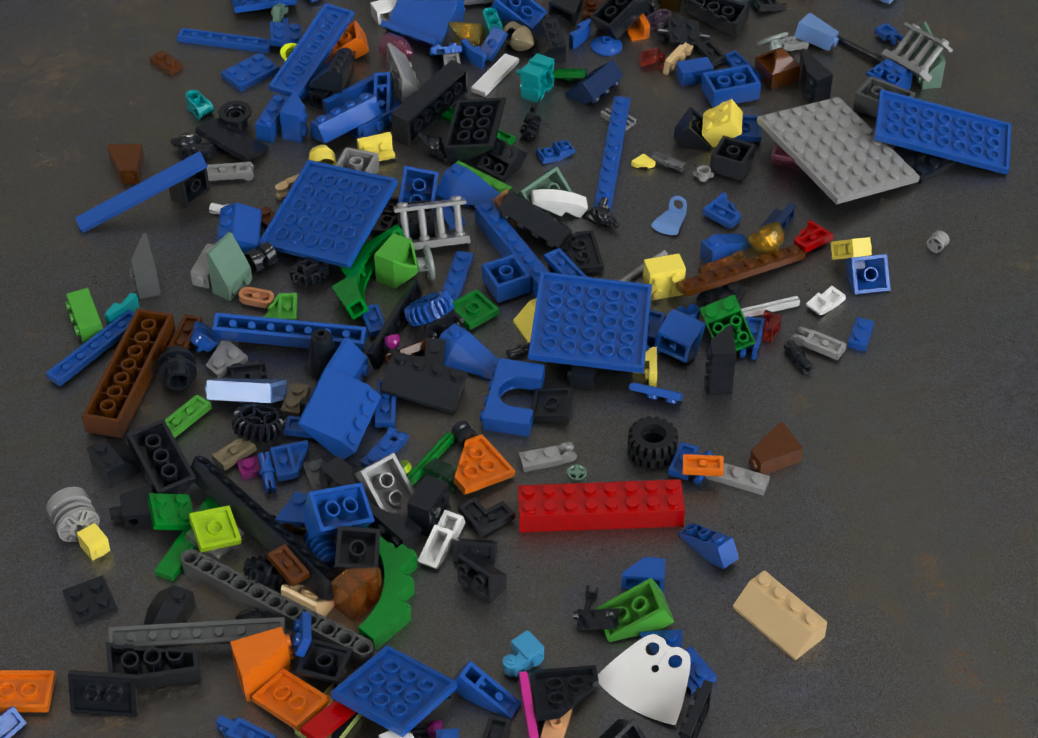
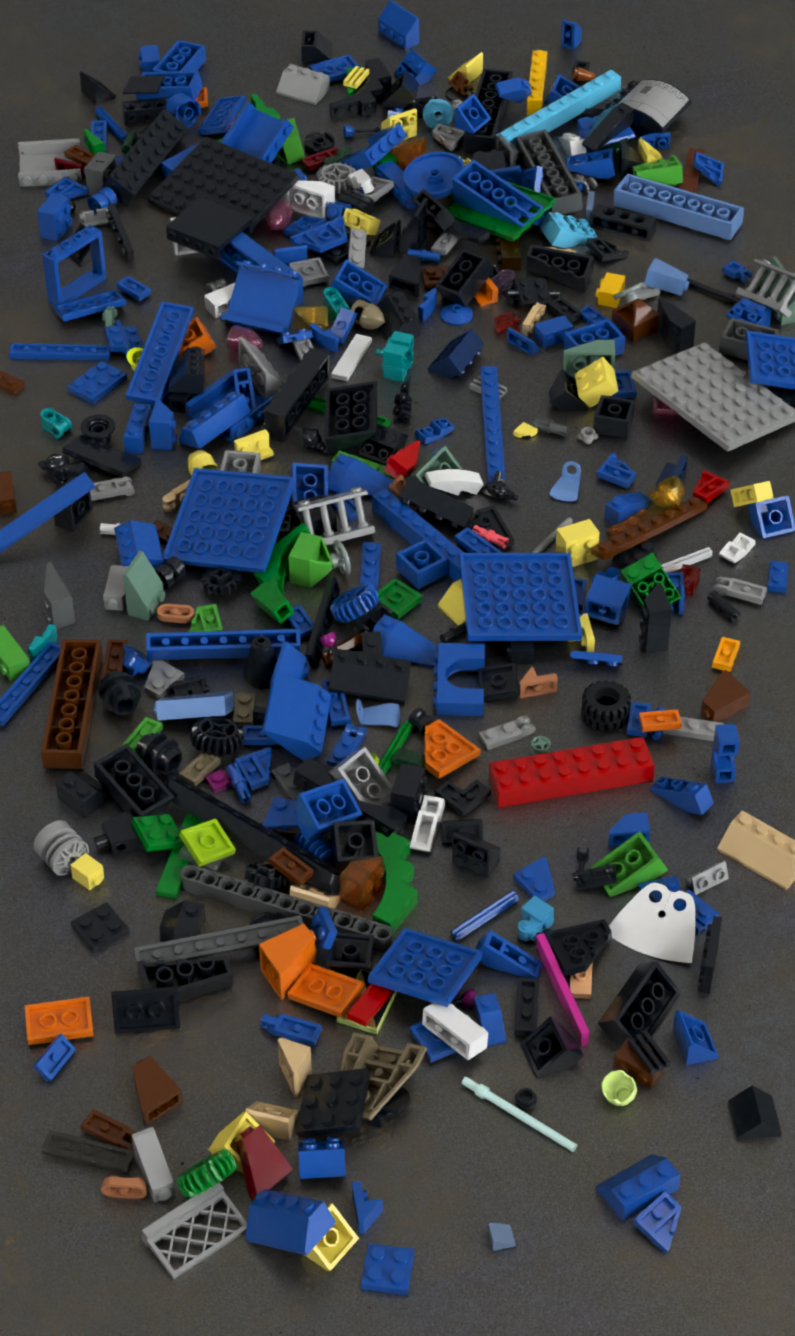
camera: 10 degrees left, 0 degrees up
(196, 433) = (159, 753): none -> black piece
(429, 422) = (383, 714): none -> medium blue piece
(474, 643) = (484, 915): none -> blue axle
(514, 177) = (403, 461): none -> red slope
(537, 613) = (536, 879): none -> blue wing
(570, 74) = (429, 348): green plate -> none
(580, 260) = (491, 537): none -> coral pin
(589, 413) = (537, 685): none -> nougat slope
(661, 78) = (521, 342): none -> blue slope
(714, 95) = (585, 354): none -> sand green slope
(715, 636) = (708, 877): none -> light grey hinge
(759, 32) = (608, 288): none -> yellow brick
(759, 507) = (725, 746): none -> blue arch
(789, 406) = (726, 654): none -> light orange plate

